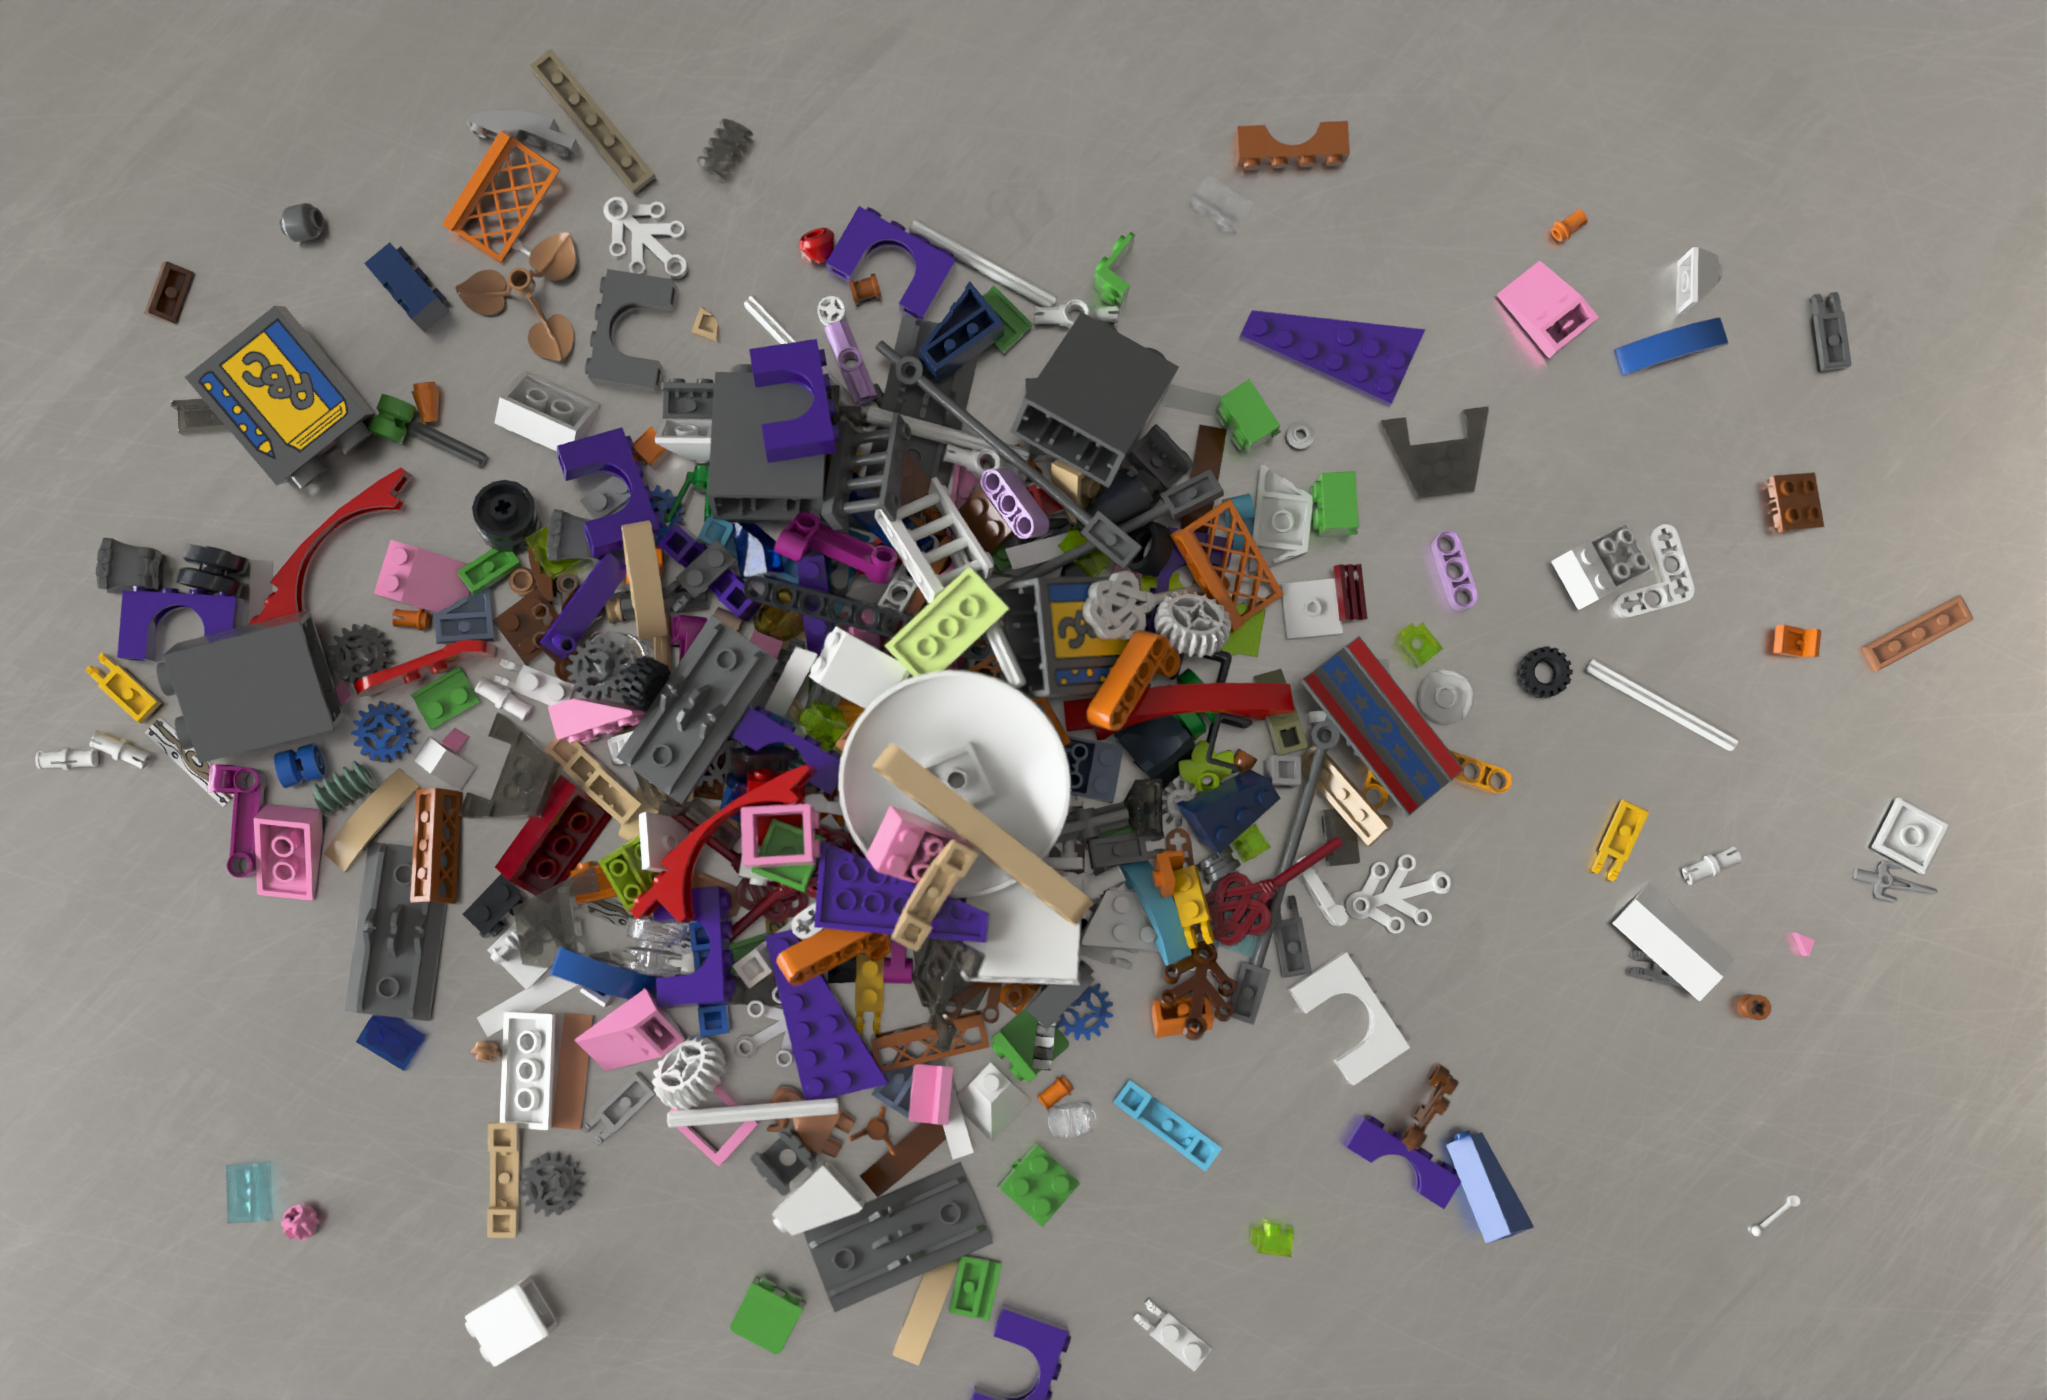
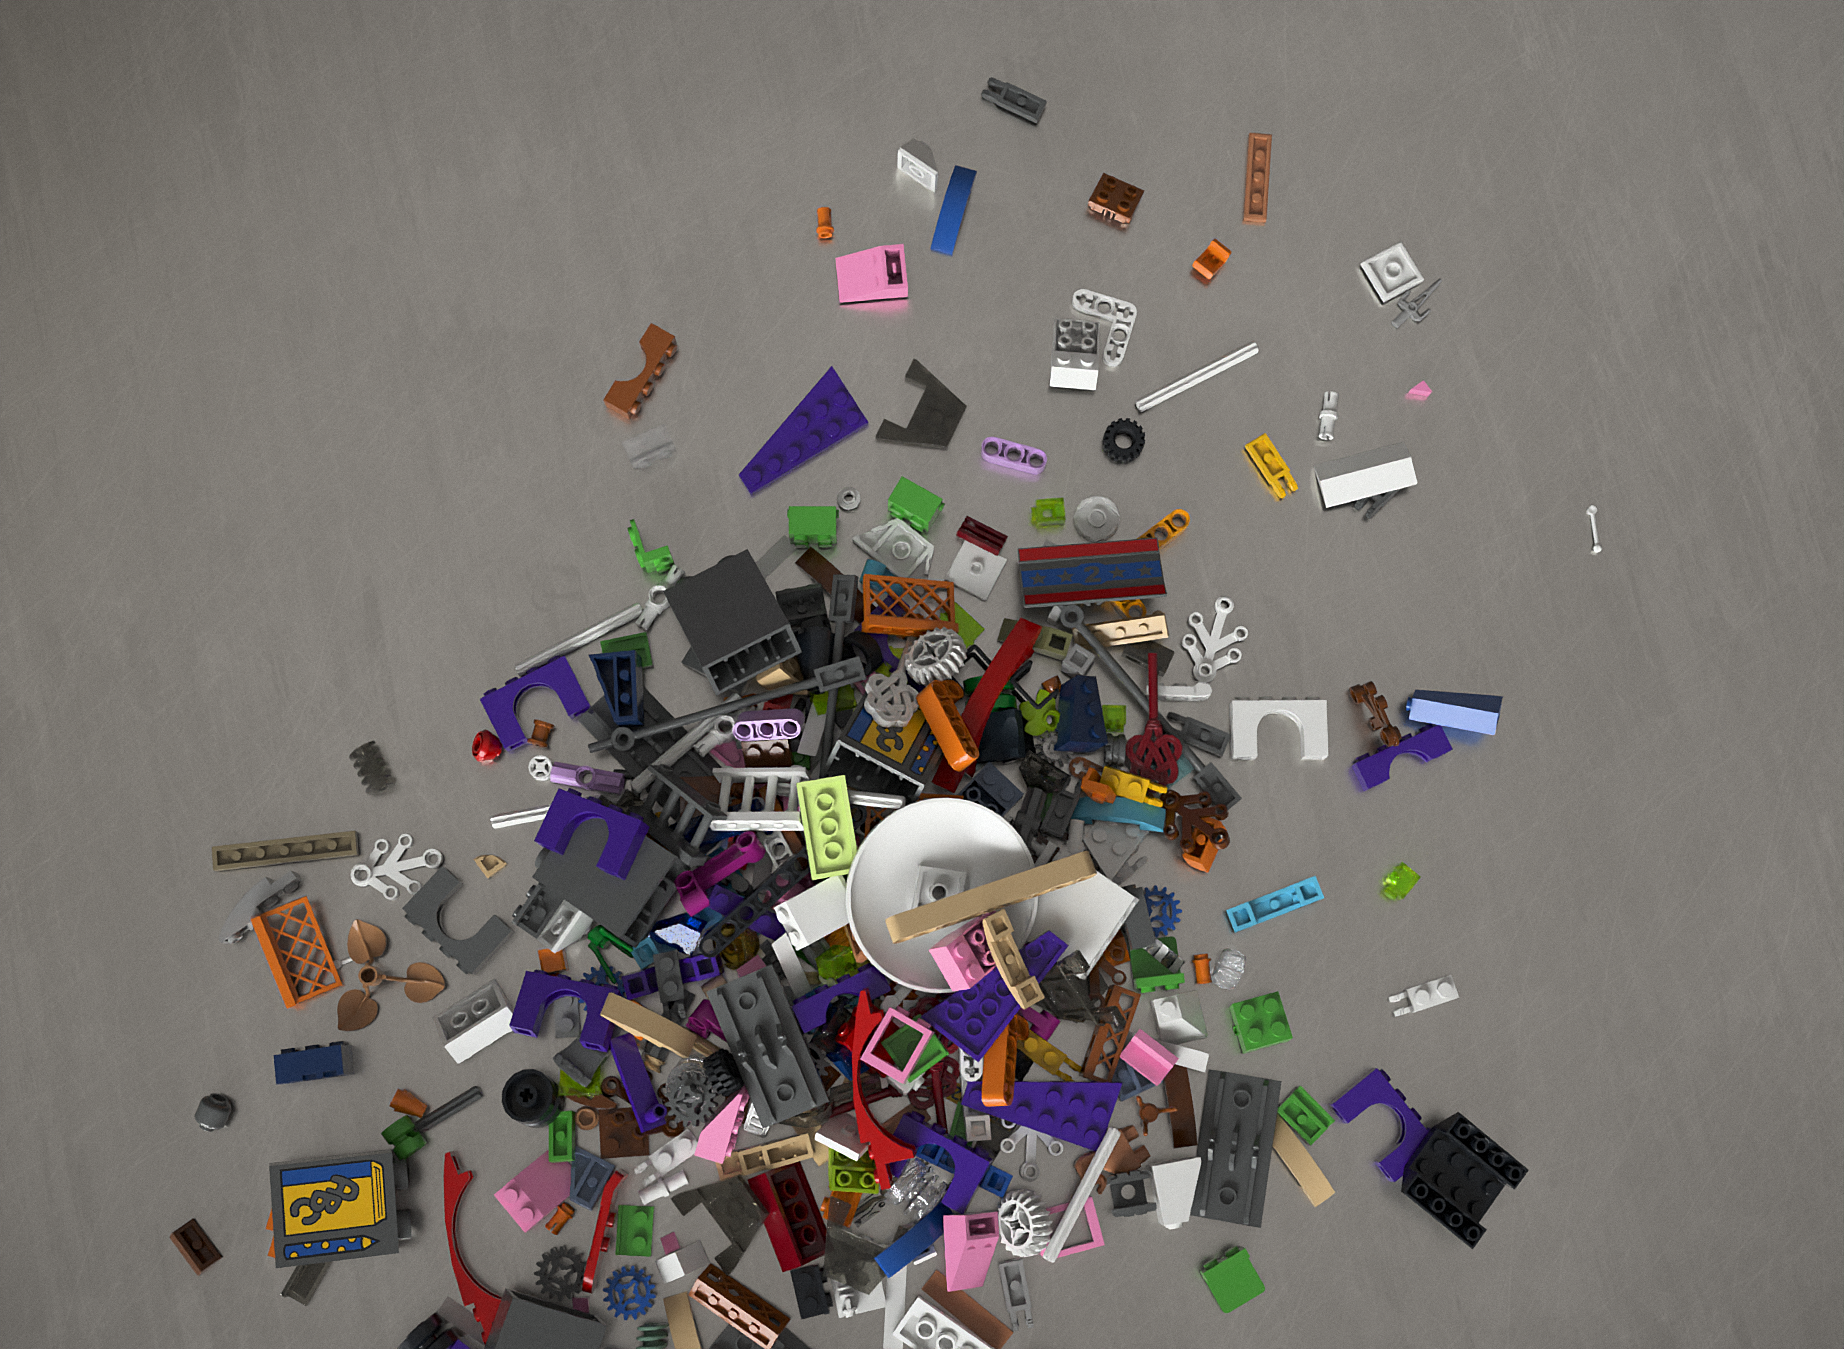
camera: 55 degrees left, 5 degrees down
(1763, 1008) = (1447, 444): dark orange bush -> none

